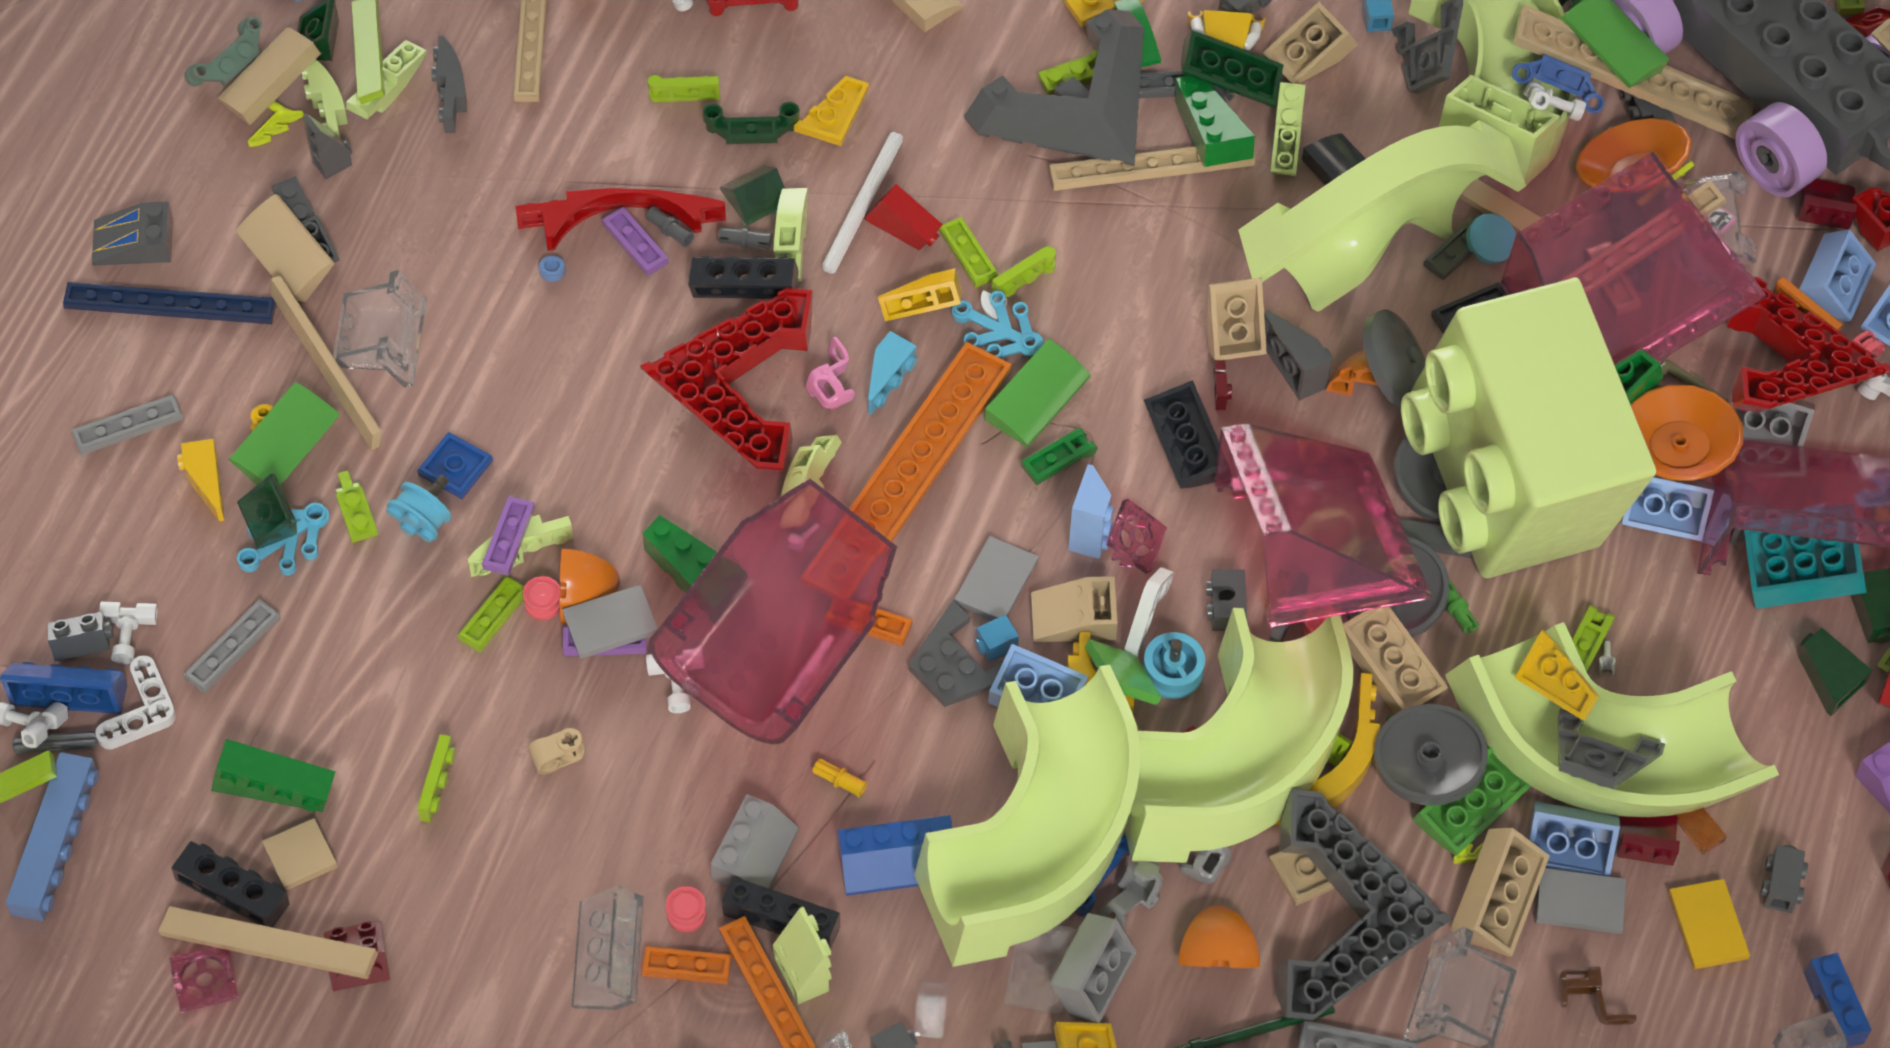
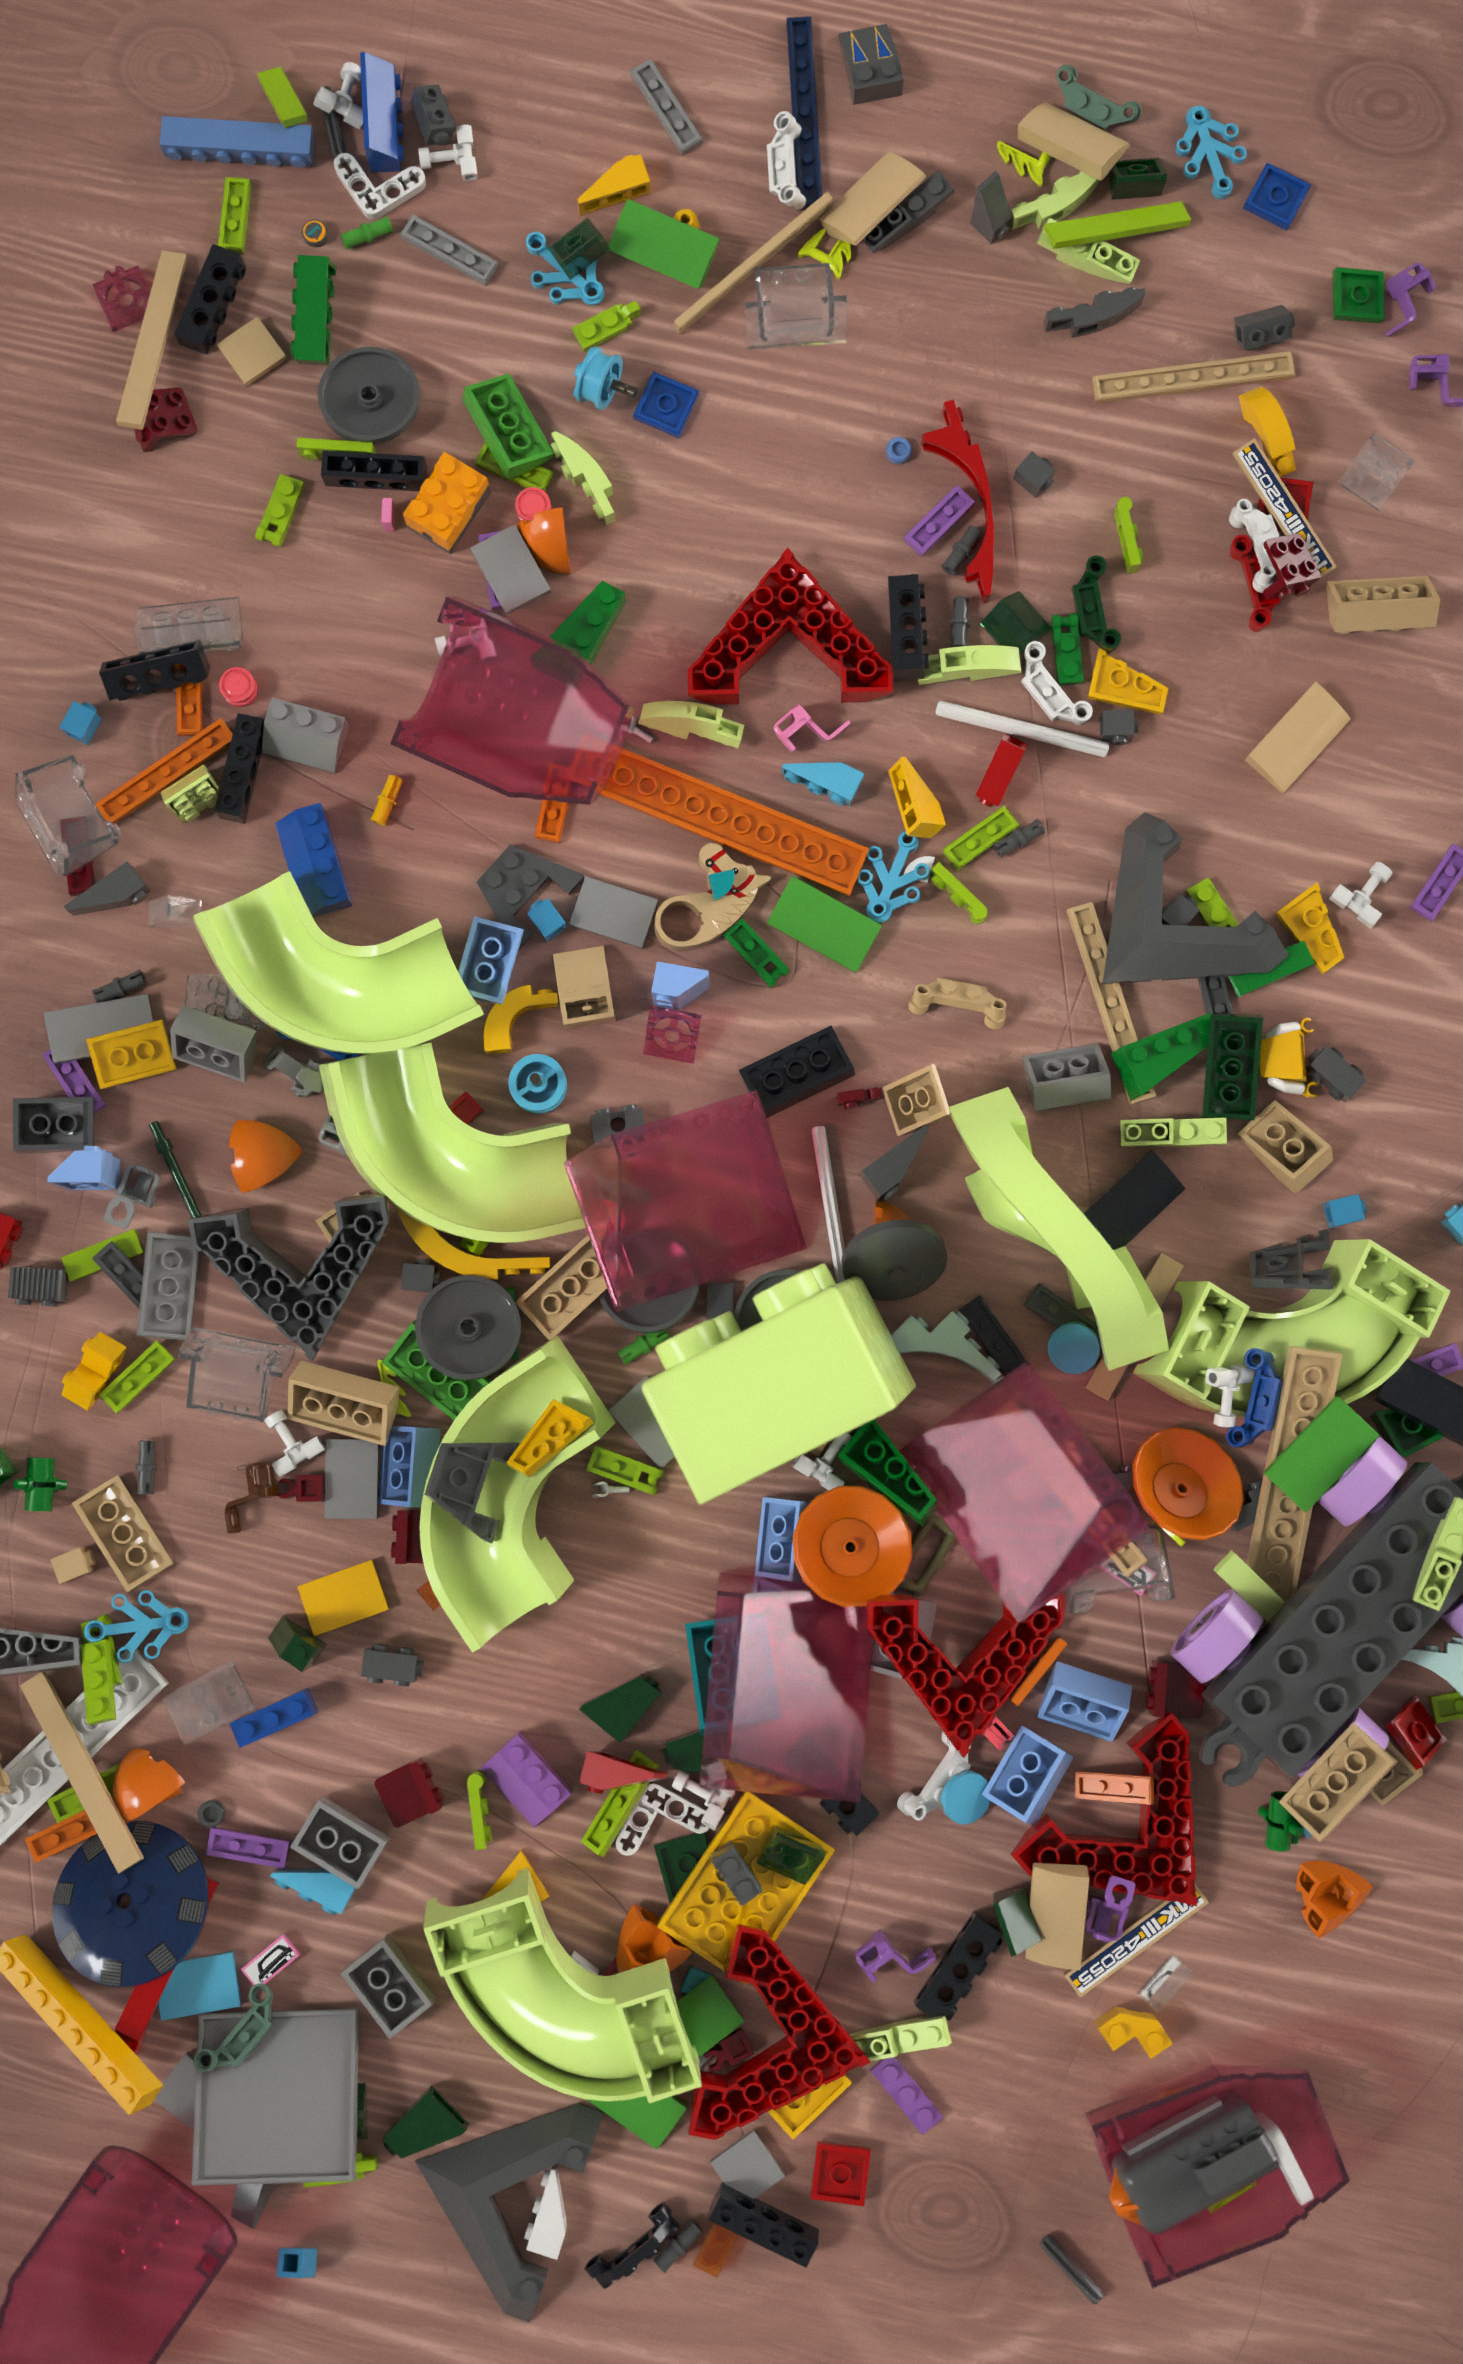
camera: 85 degrees right, 25 degrees up
(134, 854) = (234, 214): none -> lime tile
(178, 774) = (315, 233): none -> dark grey tile
(192, 721) = (366, 232): none -> bright green pin
(223, 325) = (781, 161): none -> white plate
(332, 294) = (834, 258): none -> neon yellow piece
(384, 734) = (369, 395): none -> dark grey dish
(447, 610) = (507, 425): none -> bright green slope
(471, 739) = (373, 470): none -> black brick
(490, 846) = (280, 510): none -> lime plate
(508, 535) = (578, 460): medium lavender plate -> none
(520, 735) = (388, 514): none -> bright pink tile
(522, 673) = (447, 503): none -> light orange piece
(554, 750) = (376, 548): tan piece -> none
(605, 155) = (1035, 474): none -> dark grey brick
(654, 984) = (164, 660): none -> black brick
(788, 155) = (1067, 650): none -> green plate
(831, 174) = (1048, 692): none -> white plate
(876, 122) = (1118, 726): none -> dark grey brick
(974, 218) = (1018, 838): none -> dark grey pin
(987, 467) = (721, 883): none -> teal tile
(1008, 482) = (715, 915): none -> tan animal
(1127, 669) = (512, 1035): bright green tile -> none
(1129, 284) = (959, 995): none -> tan plate
(1153, 592) = (597, 1052): white beam -> none
(1220, 207) = (1067, 1077): none -> light grey slope
(1332, 425) = (829, 1199): none -> white axle
(1368, 805) = (420, 1276): none -> dark grey brick
(1538, 607) = (640, 1423): none -> light grey tile
(1547, 950) = (295, 1450): none -> white bar
(1589, 942) = (307, 1488): none -> dark red plate
(1730, 116) = (1249, 1585): none -> yellowish green slope
(1760, 963) = (296, 1644): none -> dark green slope

